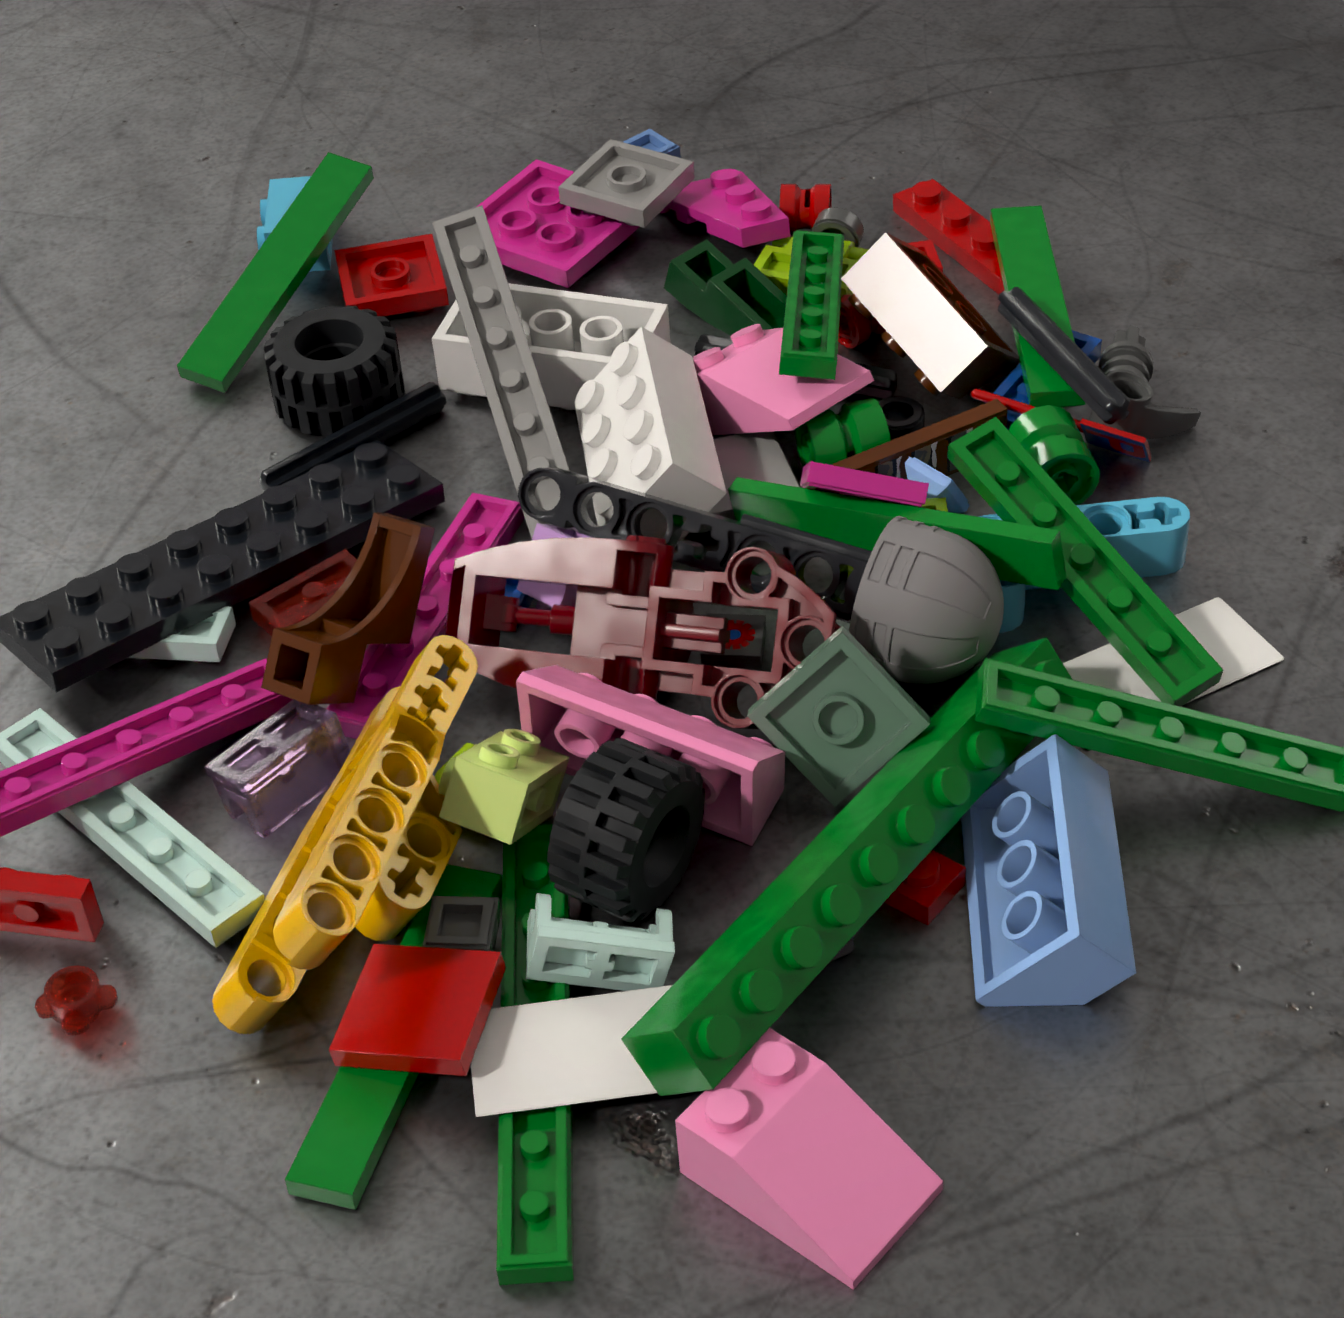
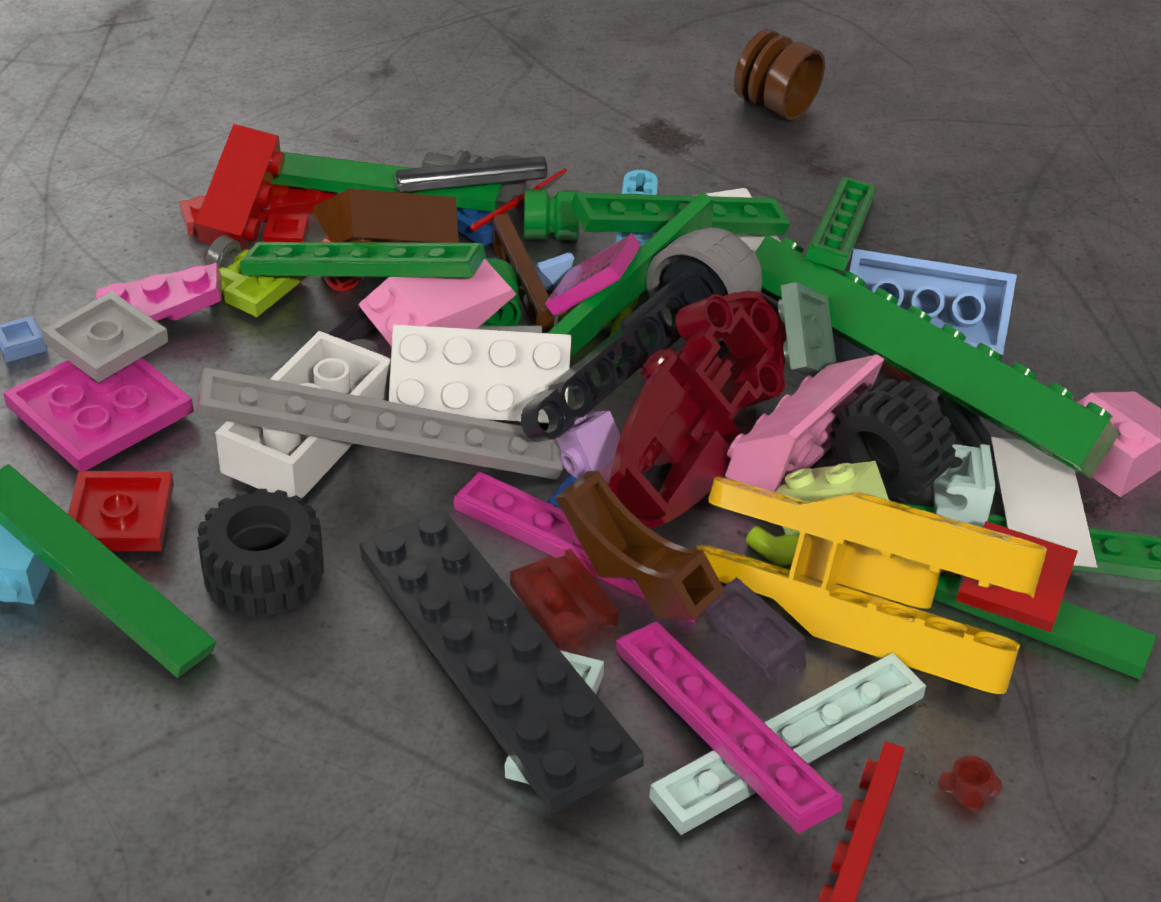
camera: 85 degrees left, 0 degrees up
(378, 425) = (352, 570): black axle -> none
(725, 292) = (277, 320): dark green slope -> none
(804, 205) = (181, 255): red wheel -> none
(936, 191) = (240, 186): none -> red brick

